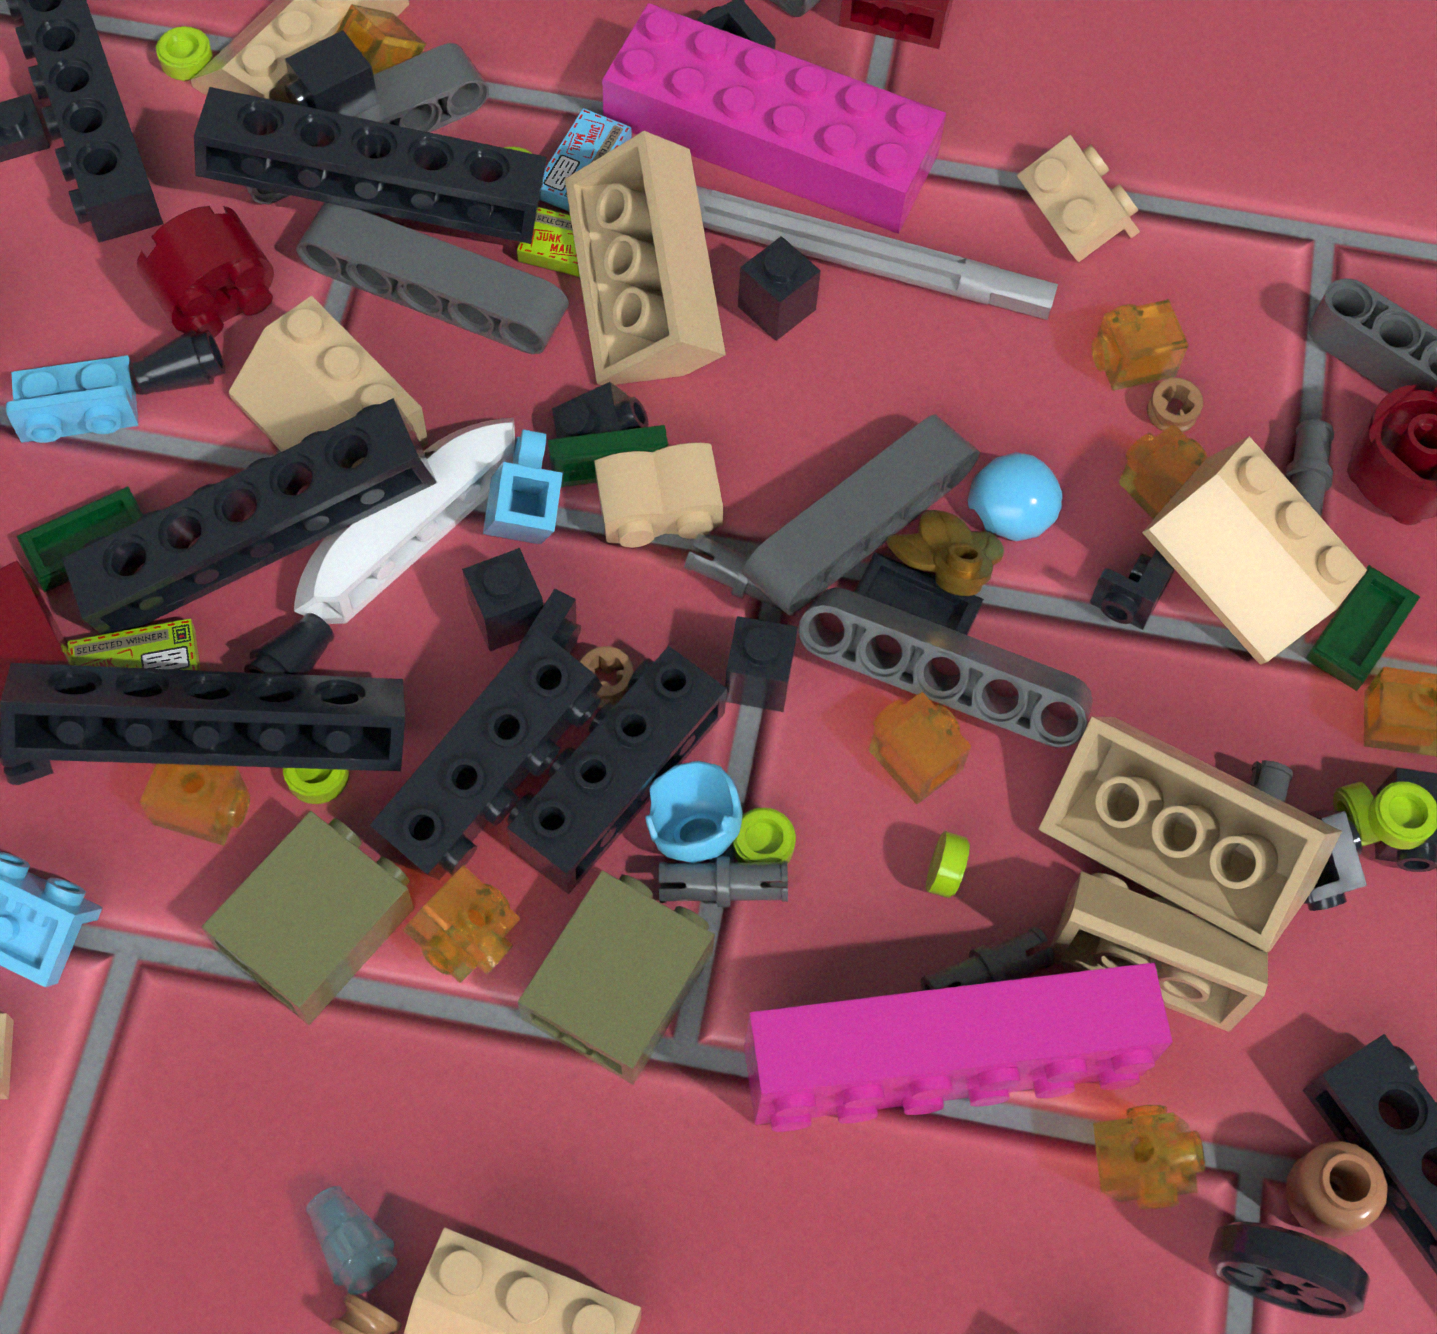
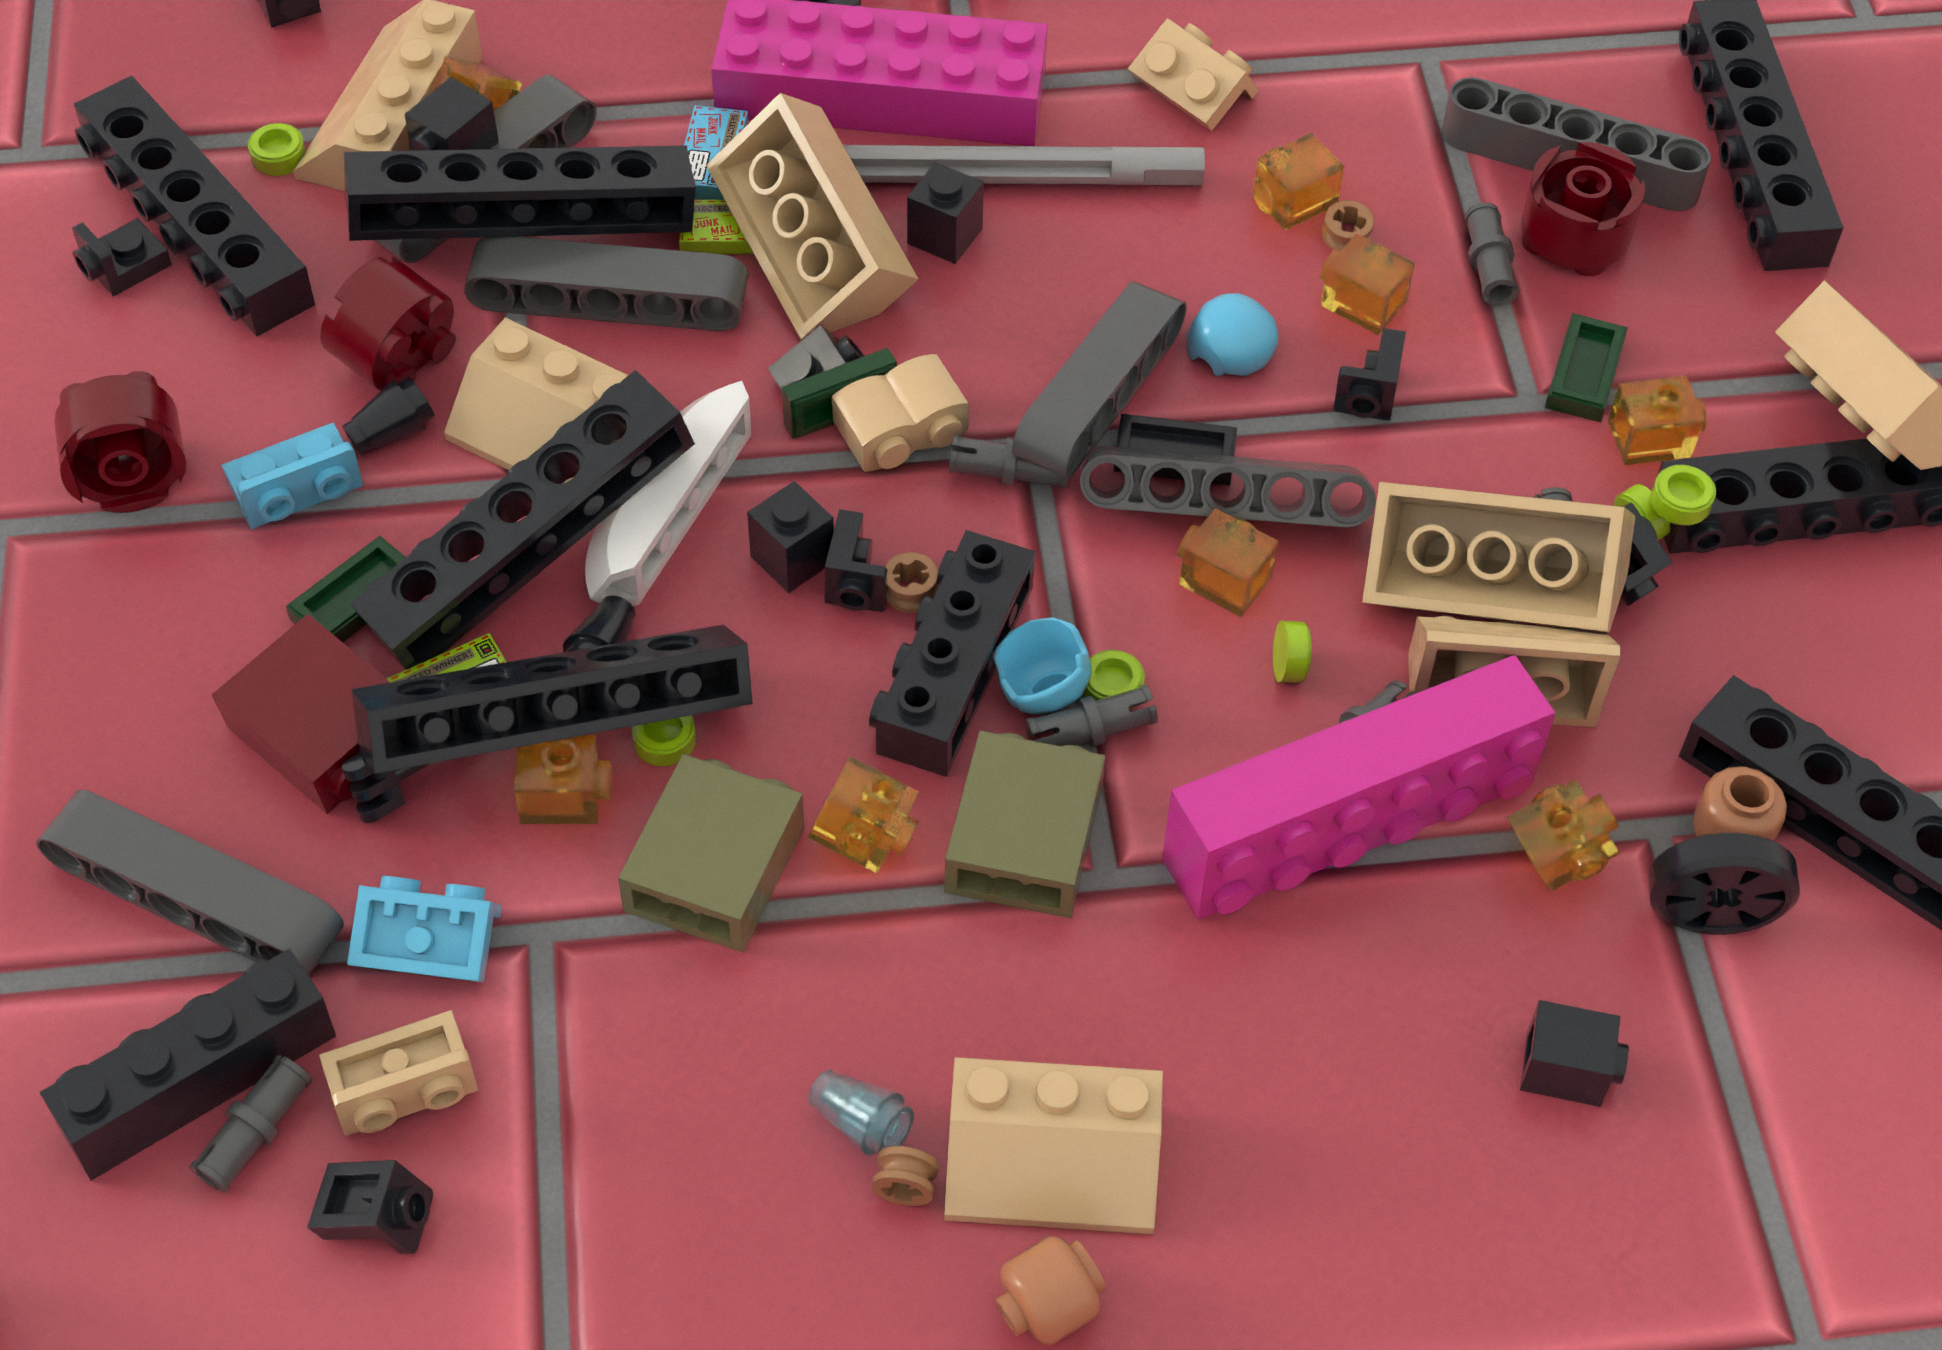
camera: 15 degrees left, 10 degrees down
(488, 756) = (834, 664): black brick -> none
(523, 495) = (776, 441): medium azure brick -> none
(760, 663) = (1056, 528): black brick -> none
(949, 548) = (1205, 399): pearl gold plate -> none
(1254, 550) = (1469, 315): slope -> none

